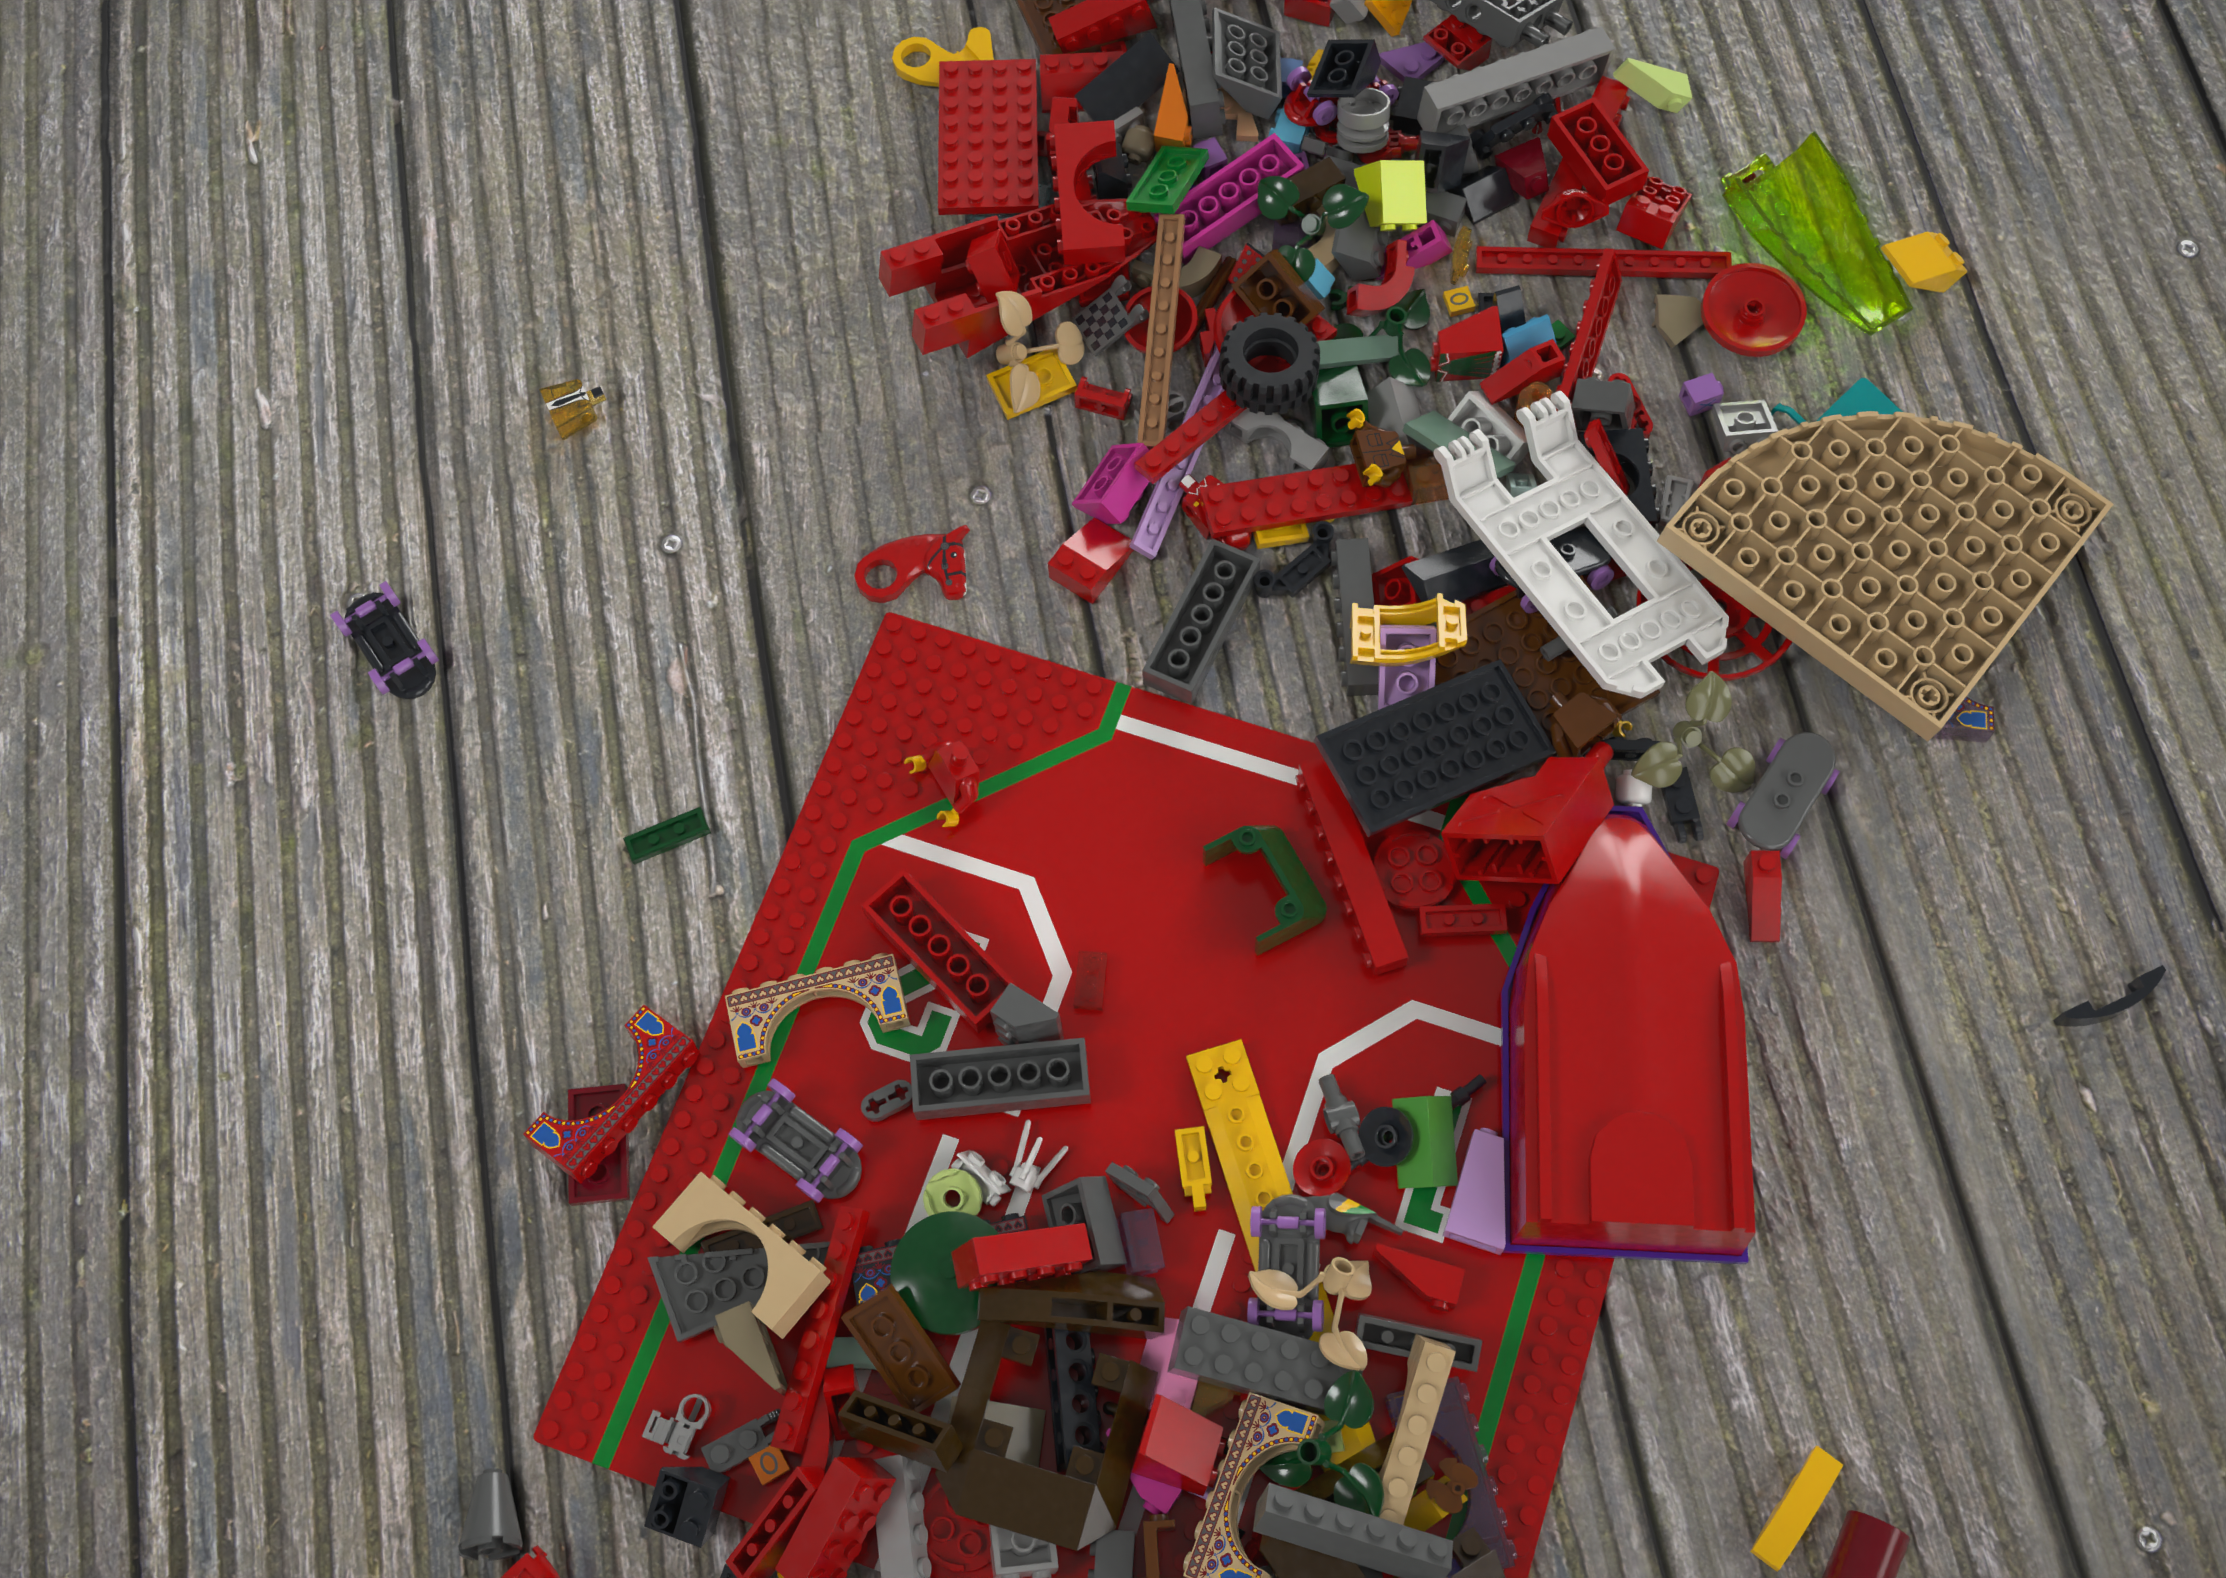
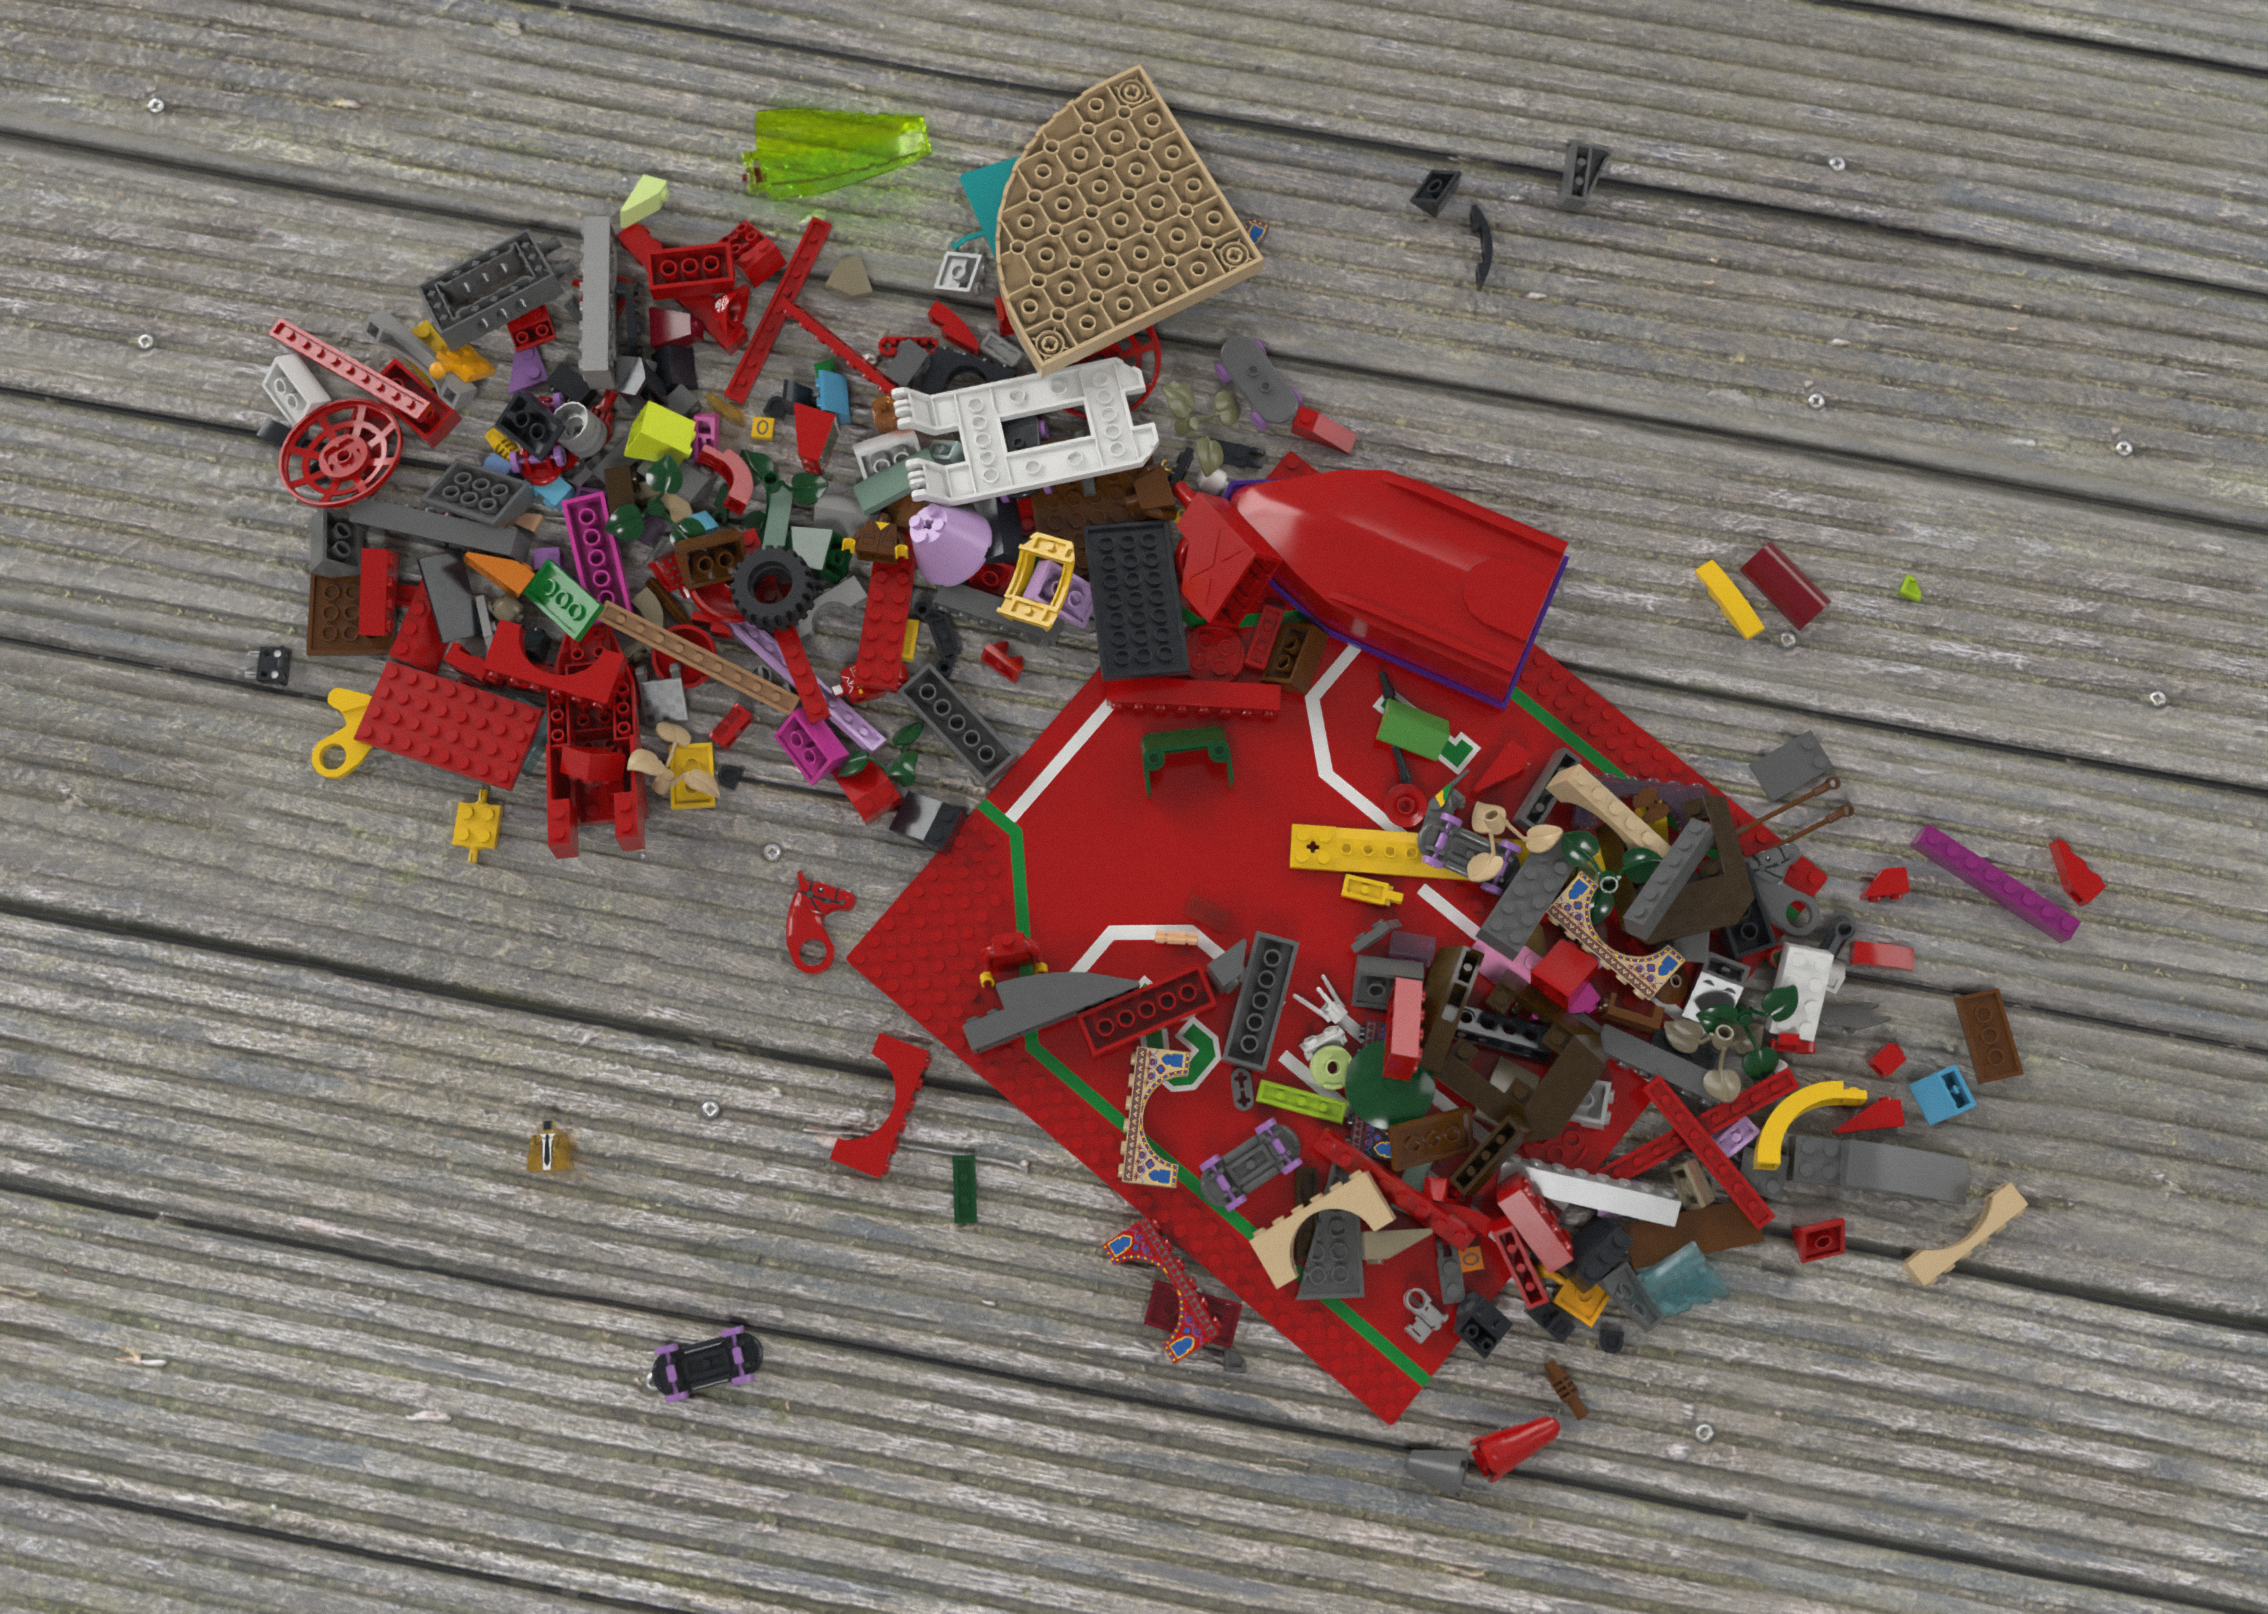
camera: 75 degrees left, 10 degrees up
(556, 1215) = (1233, 1362): none -> dark grey tile
(782, 720) = (874, 1151): none -> red arch
(896, 209) = (477, 826): none -> yellow plate
(897, 1177) = (1301, 1101): none -> lime tile
(901, 822) = (1040, 1002): none -> dark grey slope
(1046, 955) = (1176, 937): none -> light nougat axle
(1047, 420) = (730, 776): none -> black tile
(1075, 636) = (928, 822): none -> black slope
(1126, 571) = (902, 767): none -> dark green plant
(1303, 633) = (997, 659): none -> red tile
(1341, 1117) = (1375, 777): dark grey pin -> none
(1374, 1134) = (1403, 762): black dish -> none
(1412, 521) = (949, 543): none -> lavender cone
(1453, 966) = (1295, 657): none -> reddish brown slope
(1479, 1198) = (1463, 709): lavender slope -> none
(1538, 364) = (857, 409): red slope -> none
(1597, 439) = (950, 382): red plate -> none
(1675, 440) = (953, 328): none -> red slope
(1701, 393) = (922, 292): medium lavender brick -> none
(1753, 309) = (870, 224): red dish -> none
(1926, 261) = (888, 87): yellow slope -> none
(2157, 920) = (1436, 191): none -> black slope

